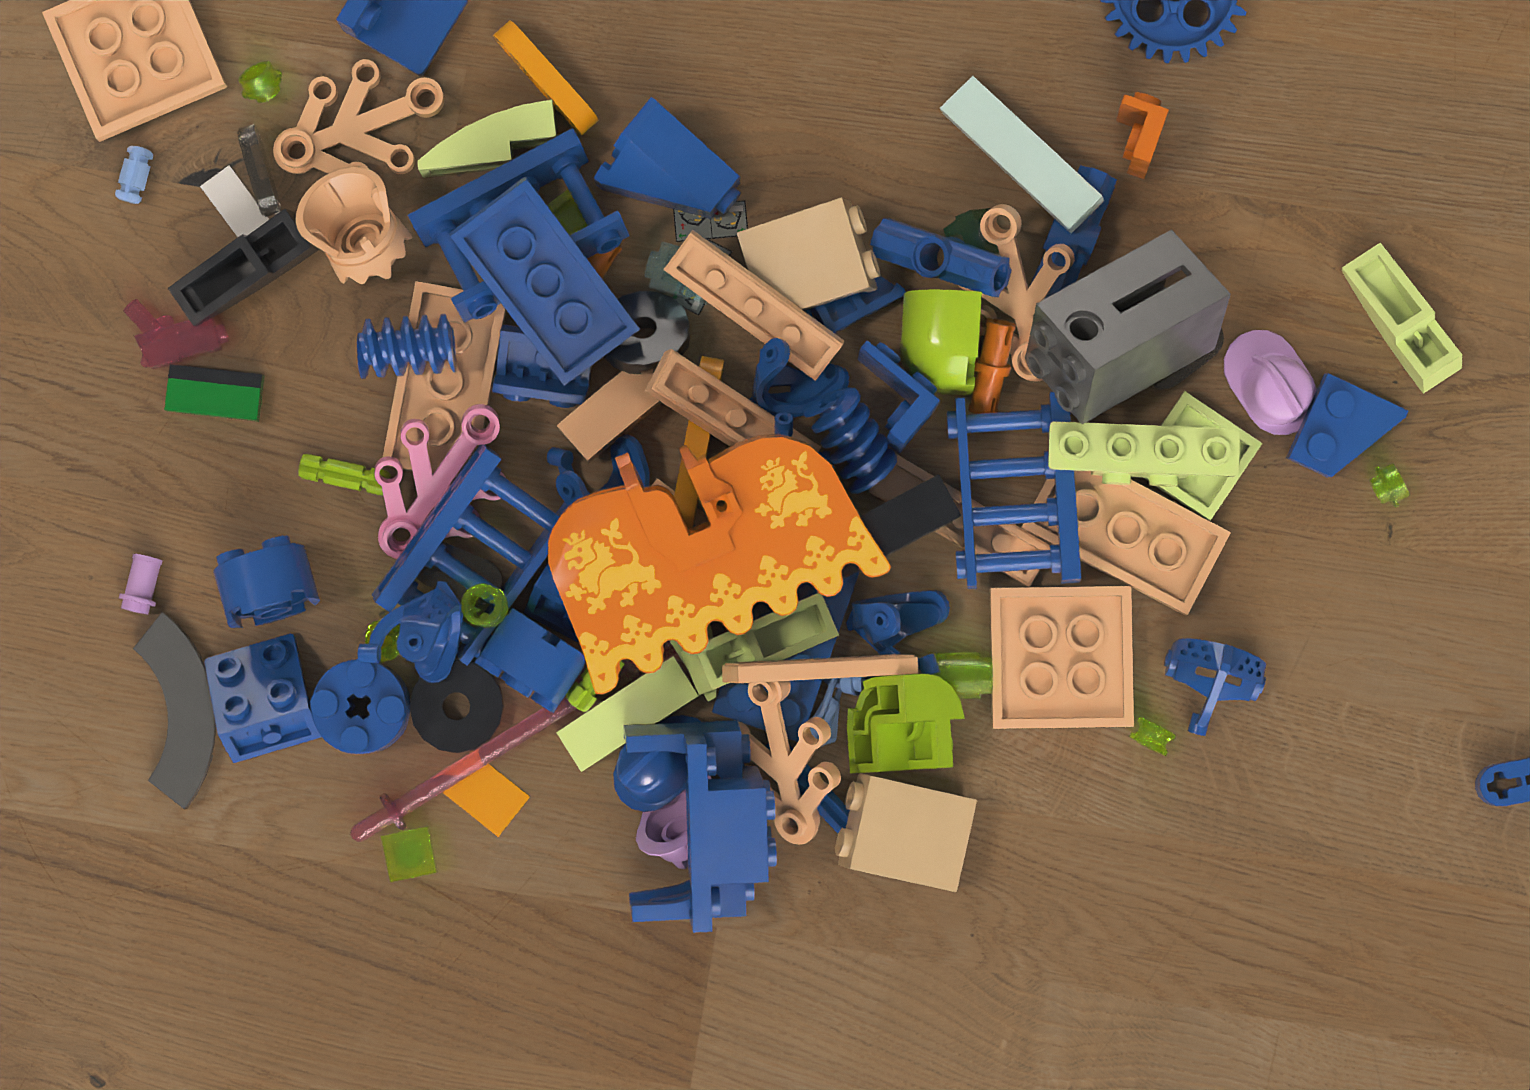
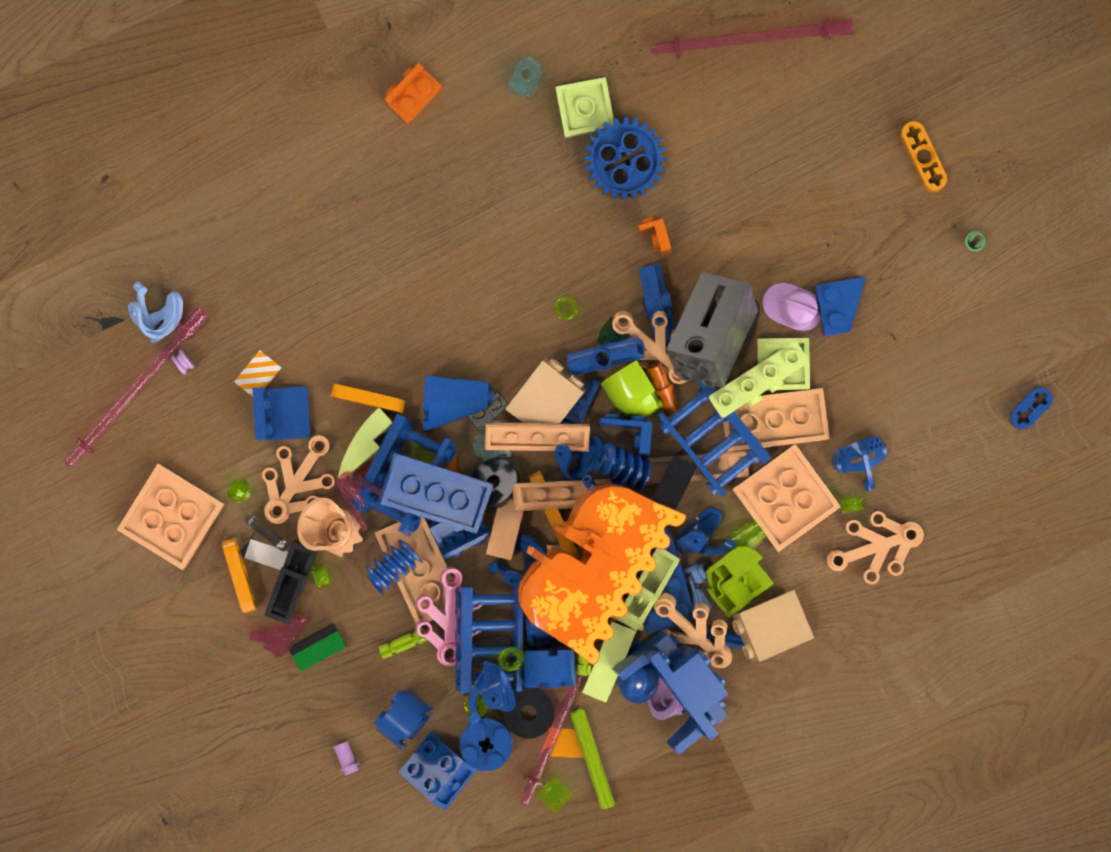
camera: 35 degrees left, 0 degrees up
(134, 174) = (210, 574): light blue piece -> none
(174, 205) = (239, 575): none -> light orange beam
(189, 710) = (408, 799): dark grey tile -> none
(292, 291) = (321, 576): none -> clear neon green bush
(425, 188) = (351, 487): none -> clear pink plant
(502, 840) = (592, 758): none -> lime axle
(819, 668) = (683, 581): light nougat tile -> none
(942, 160) = (574, 310): none -> clear neon green bush
(1022, 154) = (609, 282): light aqua tile -> none
(1151, 825) = (879, 545): none -> light nougat plant
(1389, 485) = (878, 316): clear neon green plate -> none
(1403, 318) = (832, 236): yellowish green slope -> none

